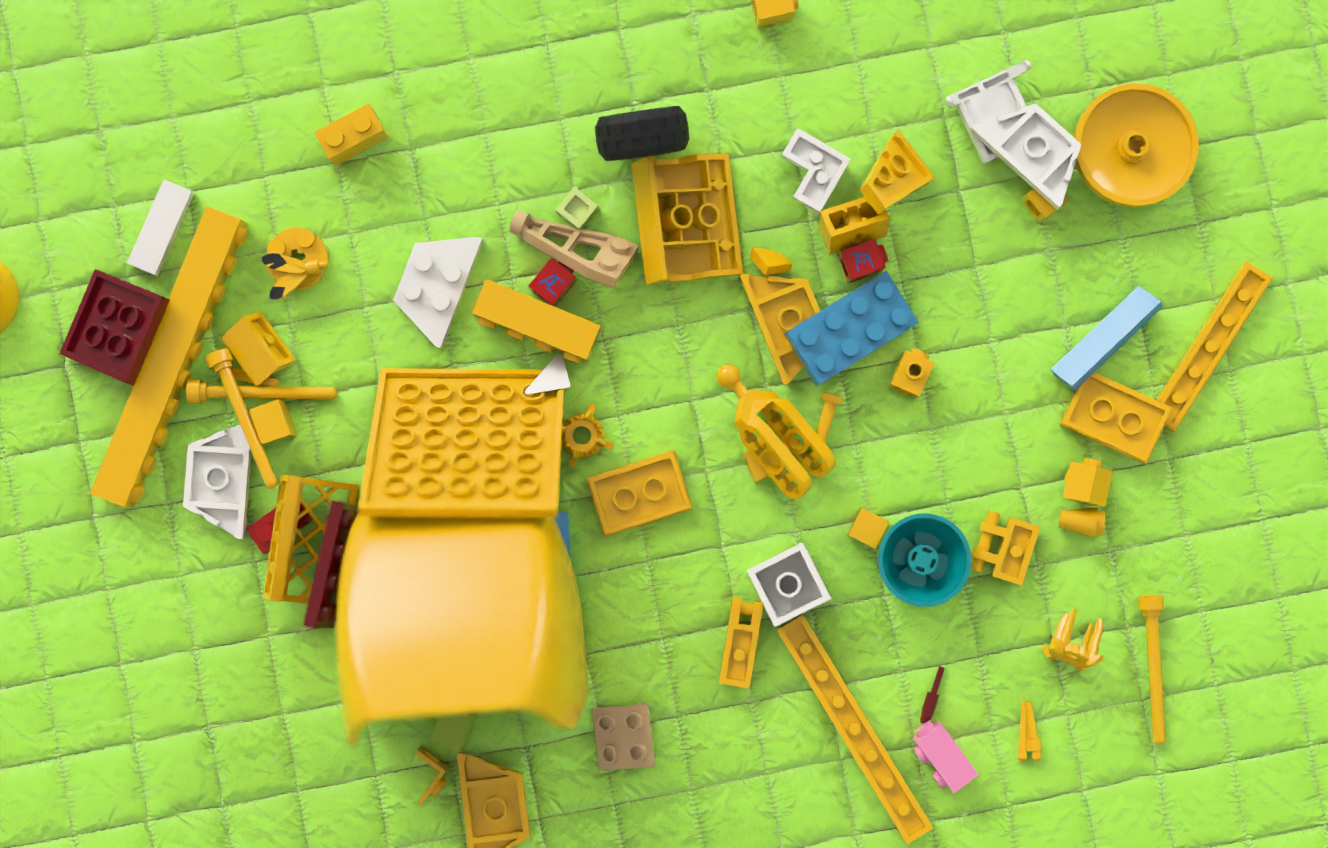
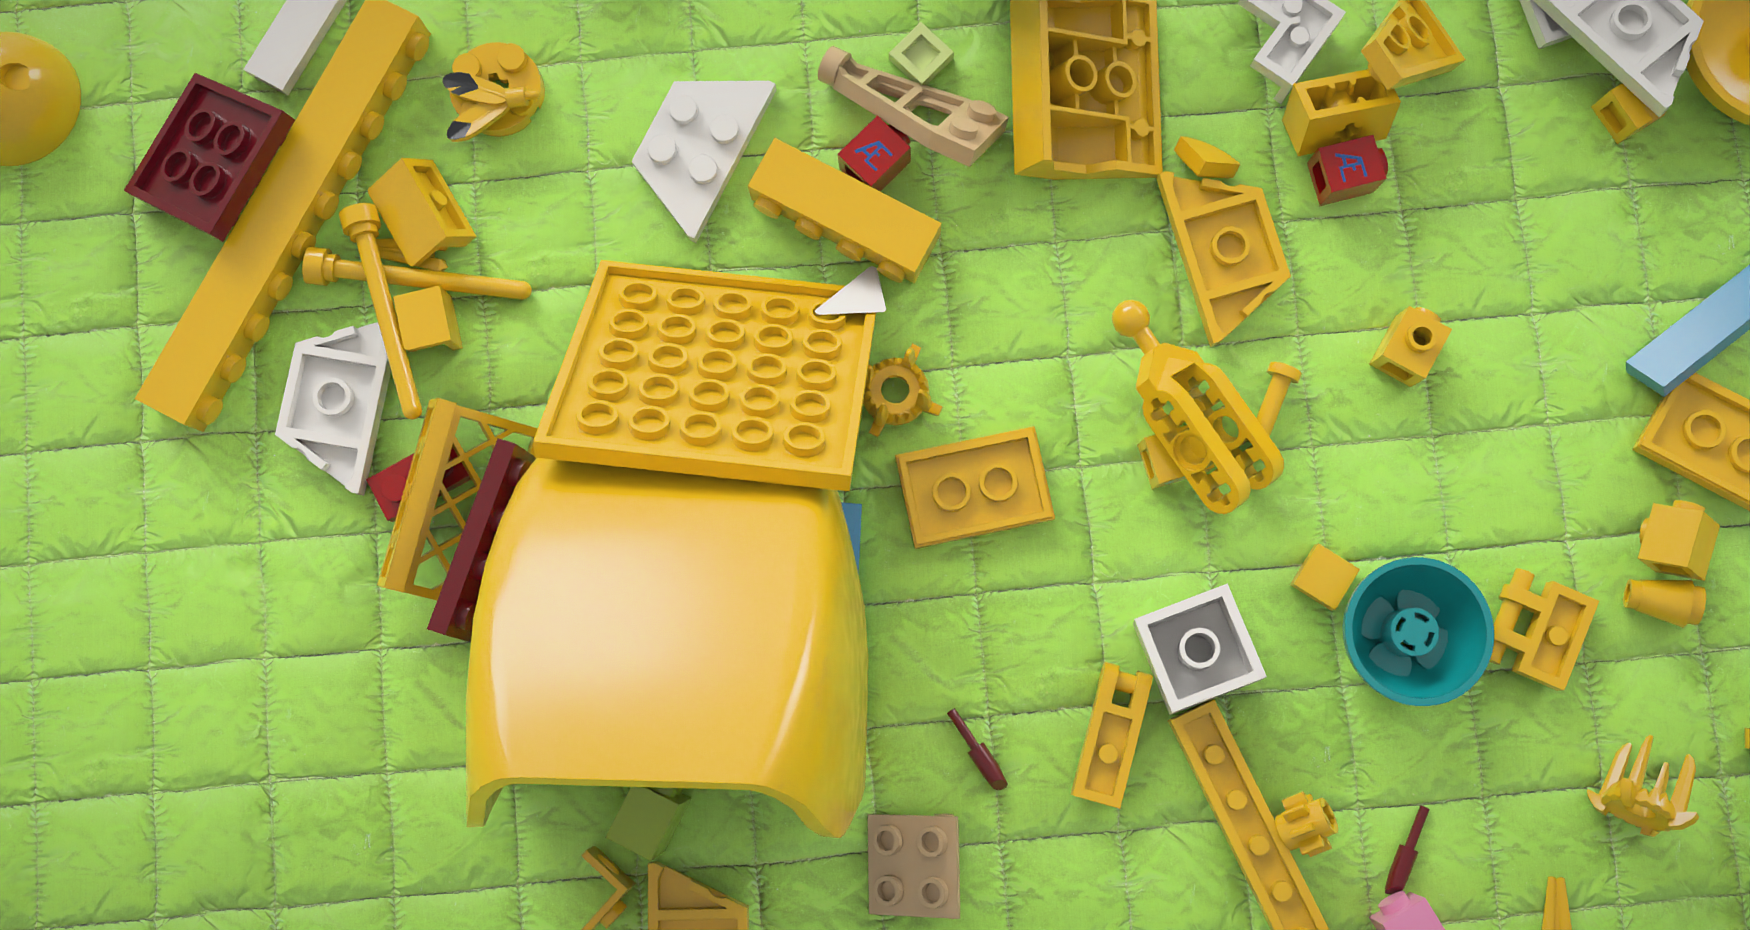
camera: 10 degrees right, 5 degrees down
(659, 663) = (980, 754): none -> dark red piece
(851, 328) = (1323, 268): dark azure plate -> none
(866, 685) = (1306, 824): none -> yellow gear

